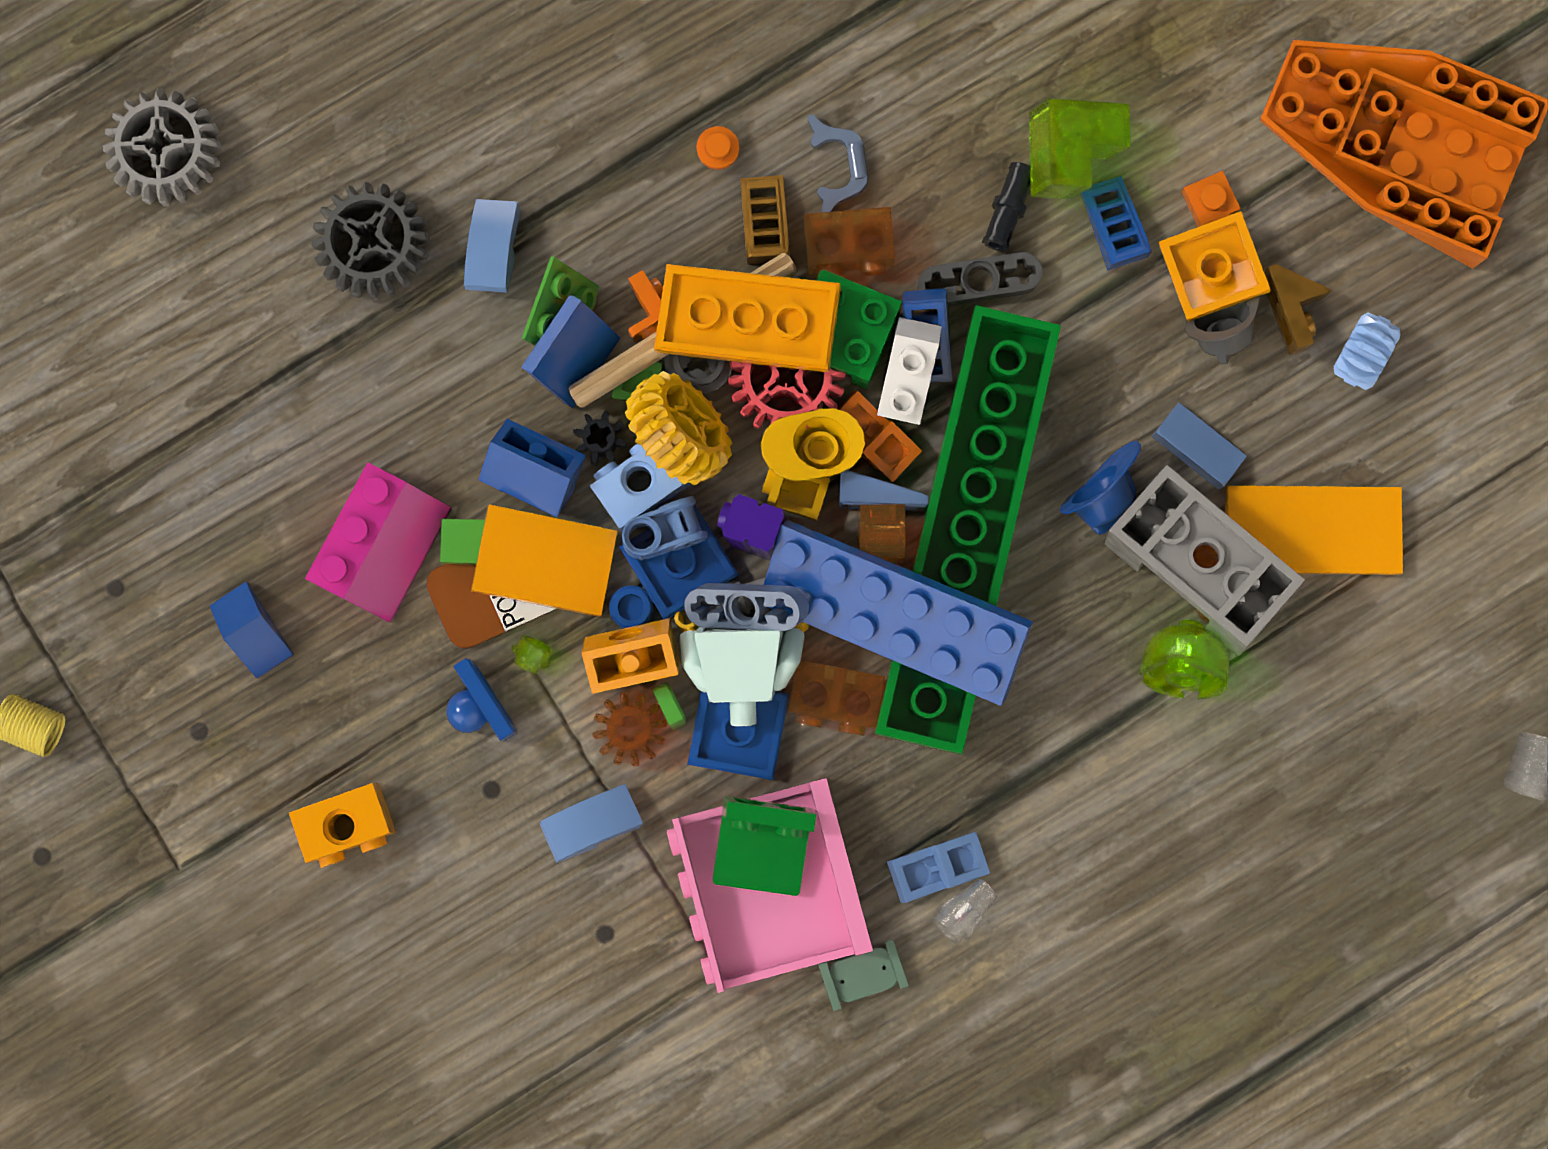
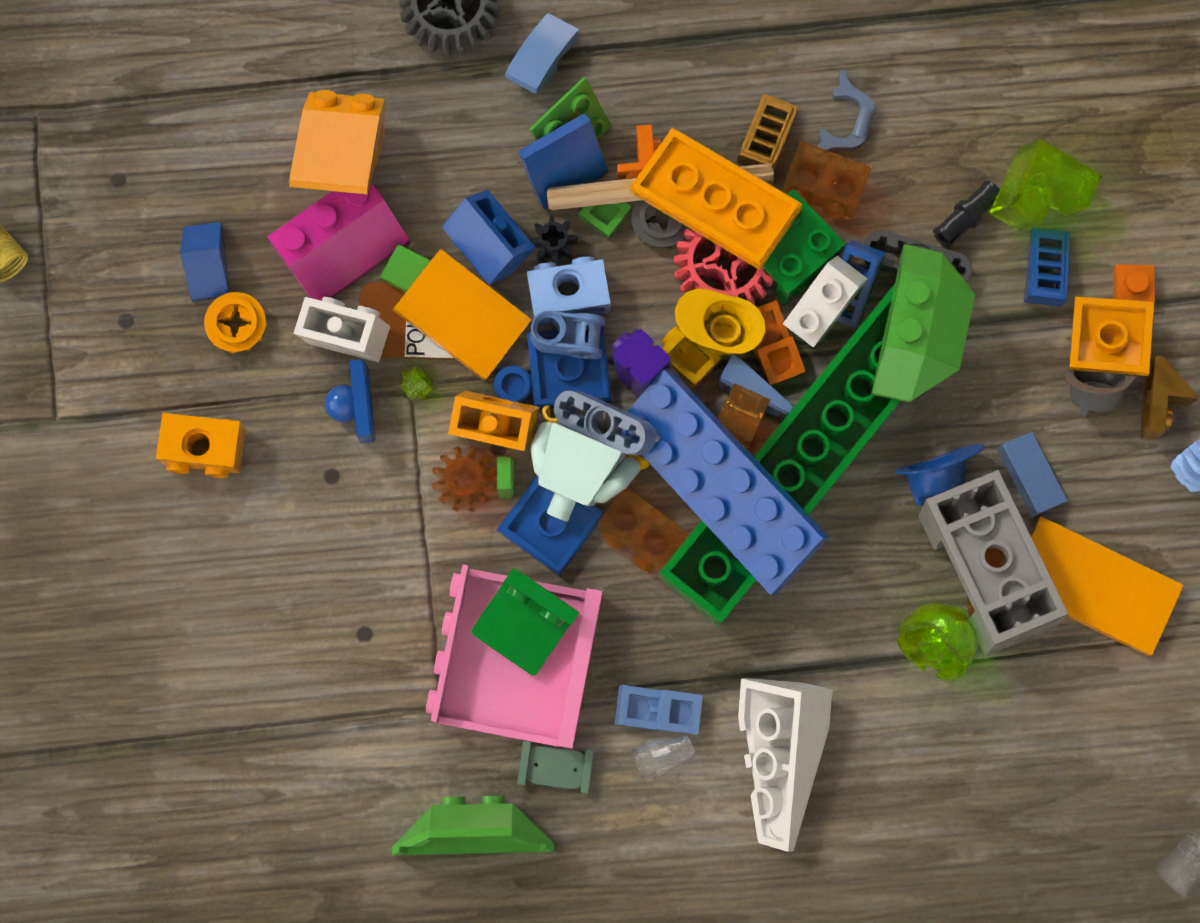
camera: 25 degrees right, 5 degrees down
(295, 671) = (223, 310): none -> light orange gear
(329, 446) = (338, 142): none -> light orange slope
(429, 637) = (342, 328): none -> white brick
(590, 823) = (396, 538): medium blue slope -> none
(678, 428) = (619, 258): yellow gear -> none
(717, 148) = (757, 61): orange plate -> none
(813, 1078) = (473, 829): none -> bright green wedge
(1022, 351) = (923, 326): none -> bright green wedge
(1081, 838) = (785, 741): none -> white wedge

